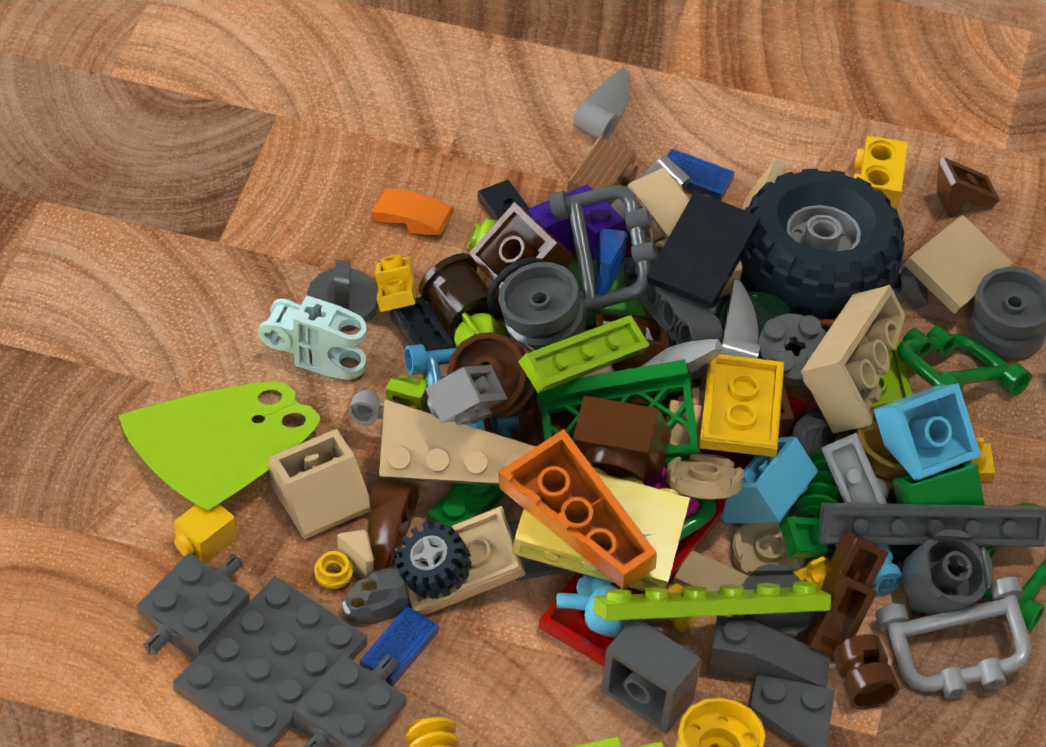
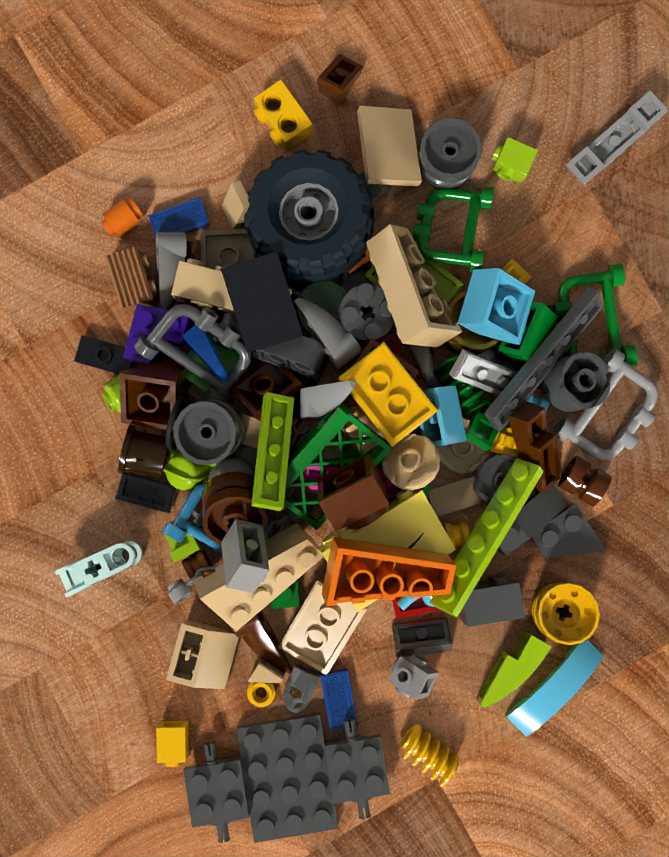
camera: 45 degrees left, 35 degrees up
(208, 439) = (115, 688): lime piece -> none
(346, 289) = (79, 513): dark grey tile -> none
(395, 282) = (100, 476): yellow slope -> none
(418, 559) = (317, 657): black wheel -> none
(419, 212) = (53, 414): orange slope -> none
(499, 675) = (413, 676): none -> light grey brick
(542, 669) = (422, 637): none -> dark grey slope
(604, 106) = (80, 220): light grey piece -> none
(646, 130) = (121, 217): none -> orange brick

